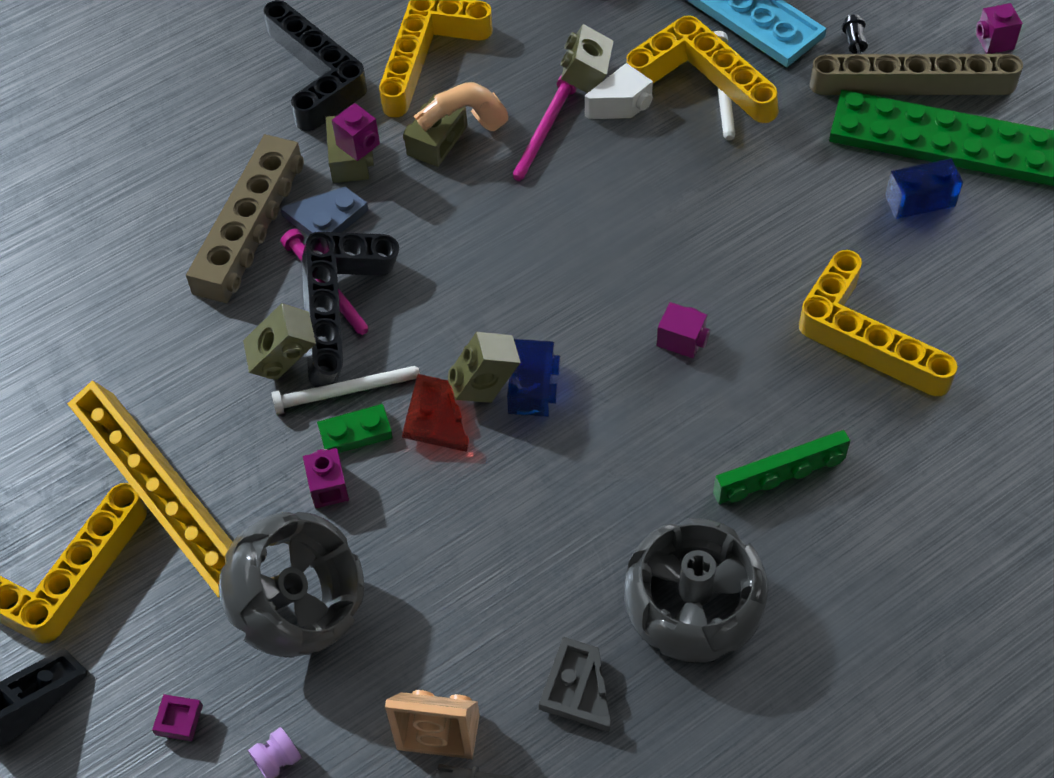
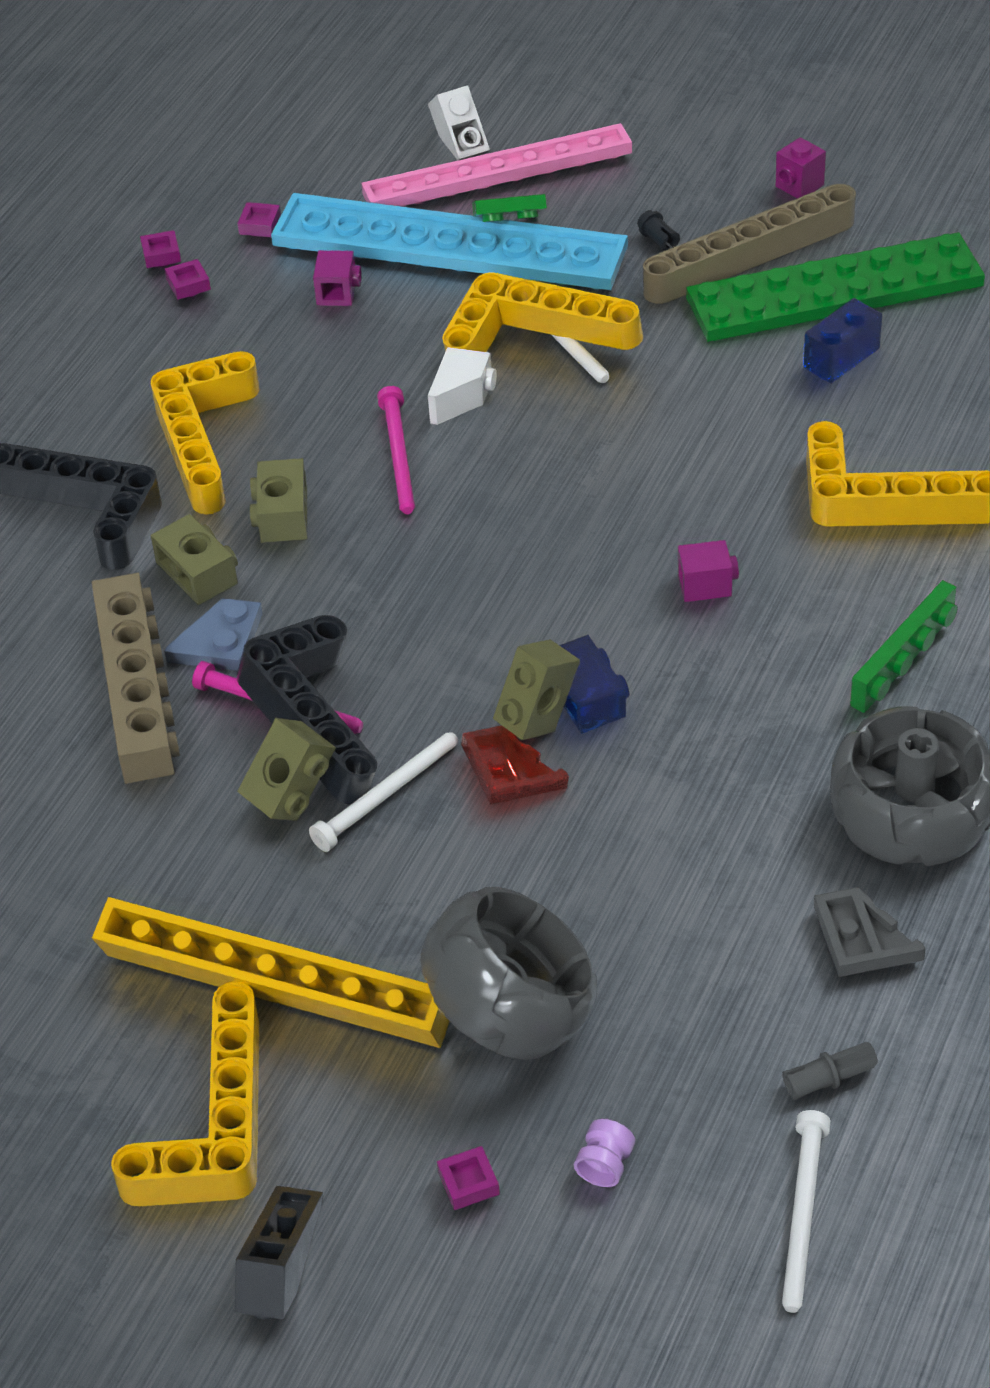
camera: 30 degrees left, 10 degrees down
(325, 477) = (440, 875): magenta brick -> none
(355, 429) = (429, 823): green plate -> none
(356, 131) = (209, 528): magenta brick -> none
(433, 723) = (757, 1029): light nougat slope -> none
(485, 105) = (311, 444): light nougat piece -> none
(586, 58) = (400, 361): olive brick -> none

